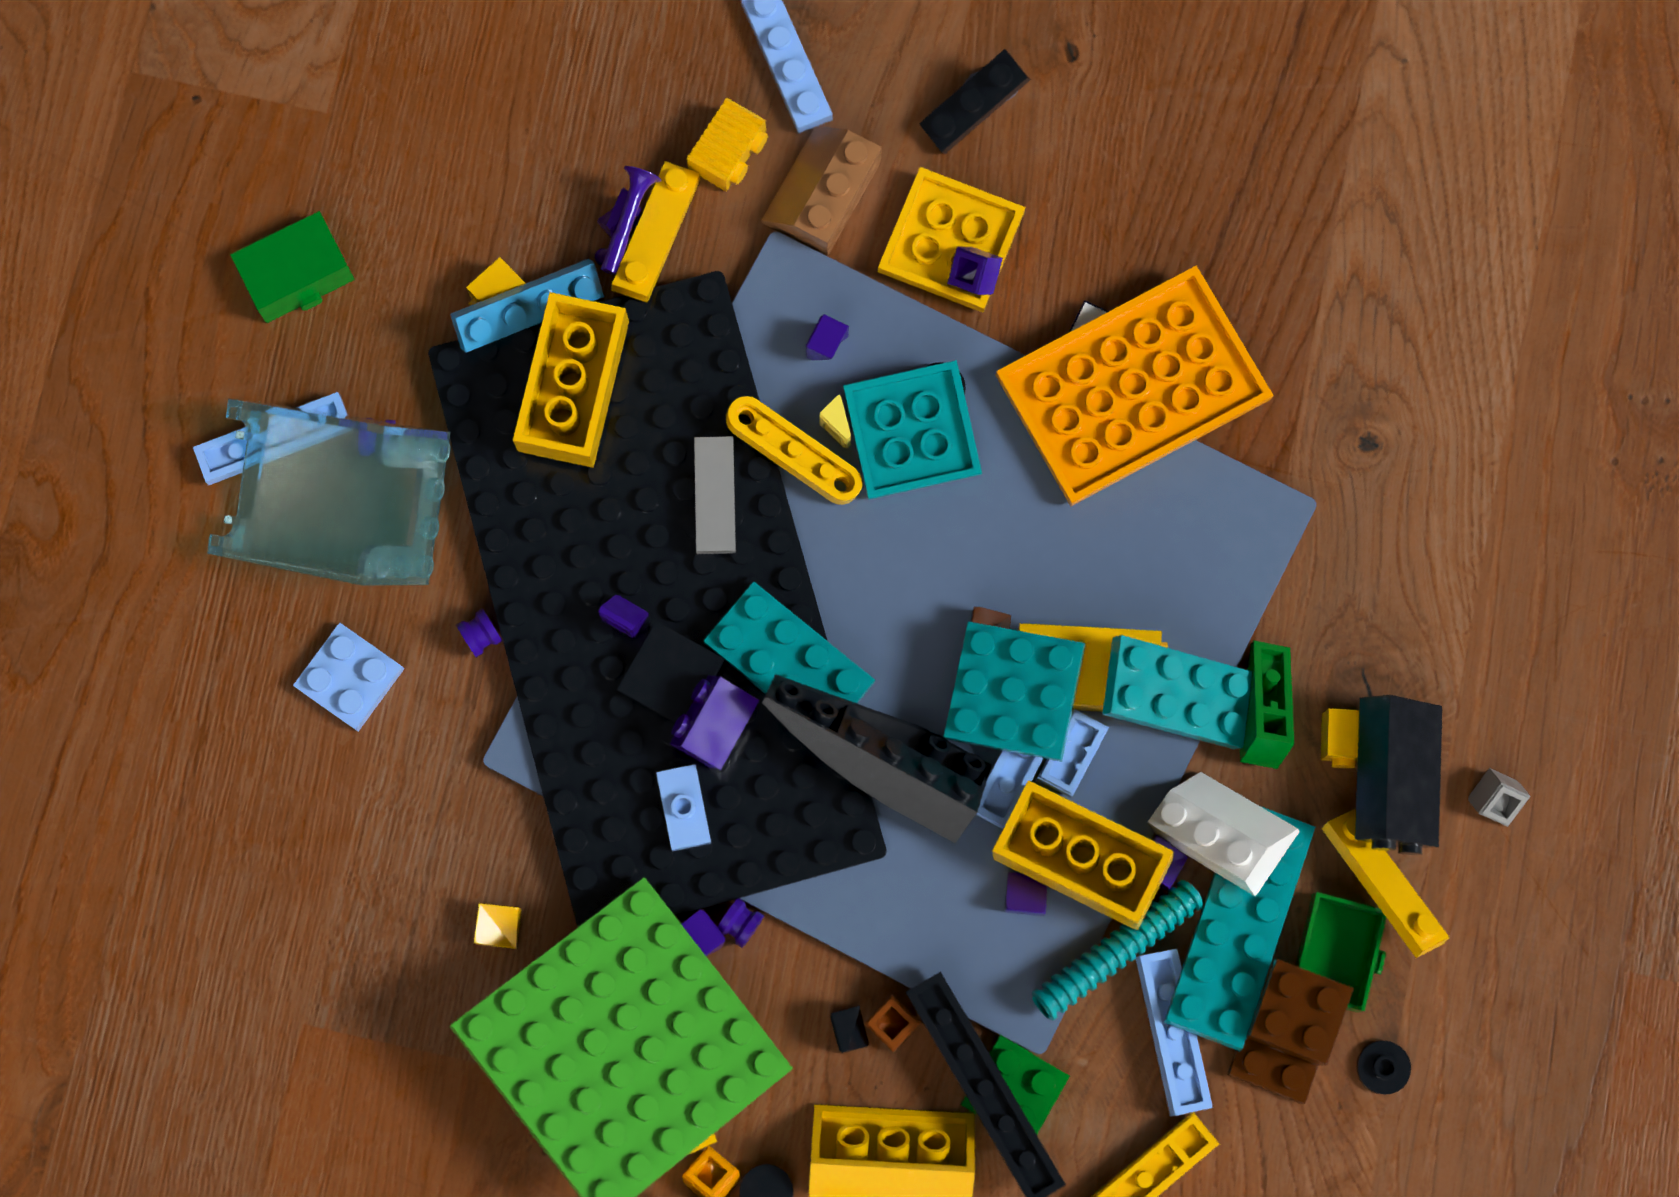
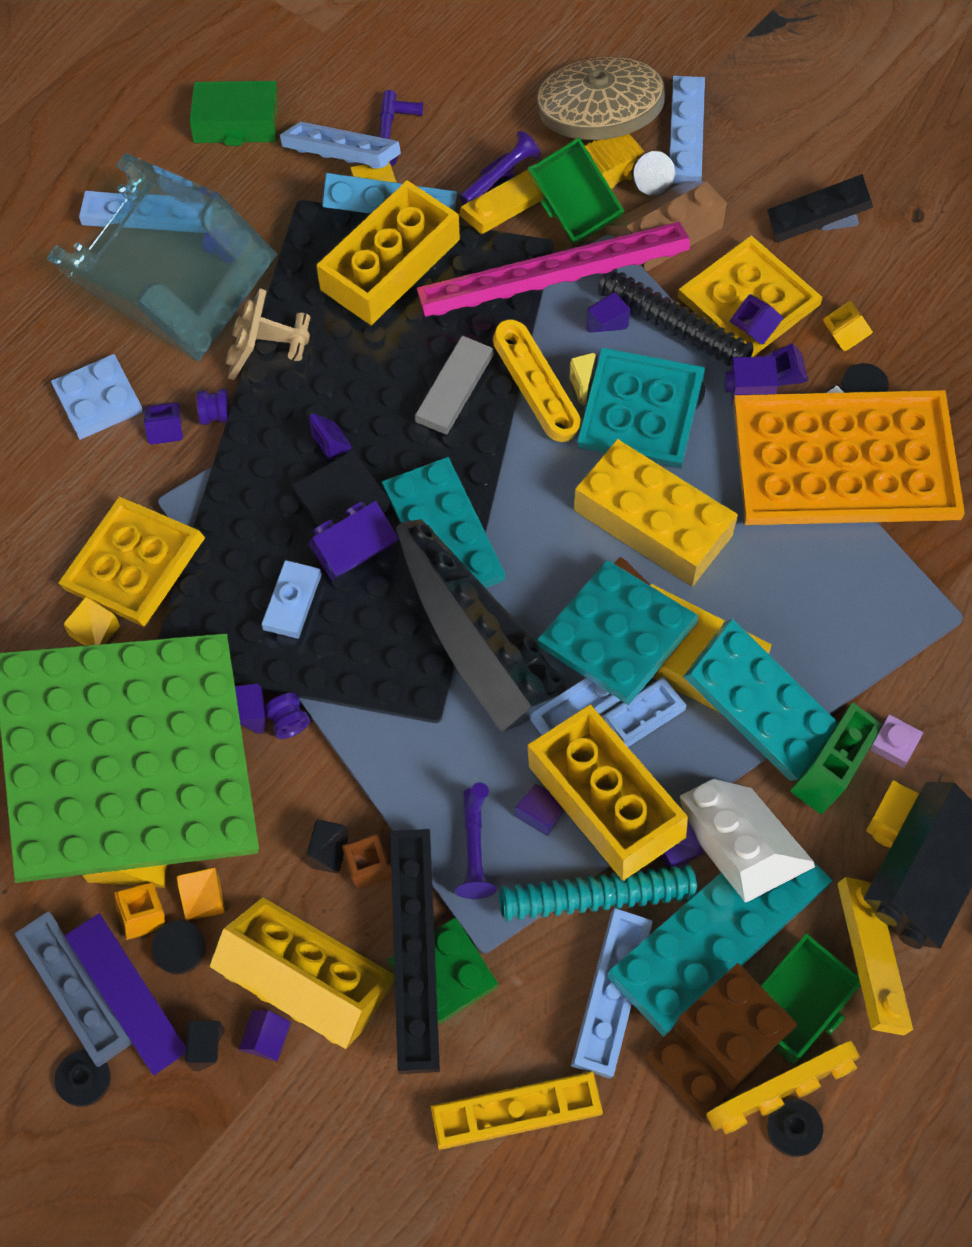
camera: 30 degrees right, 15 degrees down
(434, 671) = (163, 423): none -> dark purple slope
(438, 263) = (340, 144): none -> light blue plate
(472, 535) = (253, 327): none -> tan plate
(481, 245) = (388, 108): none -> dark purple piece
(501, 844) = (132, 560): none -> yellow plate
(681, 68) = (600, 98): none -> dark tan dish
(719, 207) = (575, 192): none -> green container
(748, 317) = (553, 268): none -> dark pink plate
(759, 1134) = (201, 894): none -> light orange slope
(783, 137) = (653, 173): none -> piece
(893, 308) = (674, 318): none -> black piece
(964, 924) = (475, 883): none -> dark purple piece
(982, 540) = (655, 512): none -> yellow brick
(1004, 343) = (751, 376): none -> dark purple brick
(1022, 302) = (789, 365): none -> dark purple slope
(1063, 225) = (847, 326): none -> yellow slope
(1110, 285) = (864, 378): none -> black piece
(1310, 658) = (896, 741): none -> lavender plate
(1352, 1053) = (768, 1096): none -> yellow plate

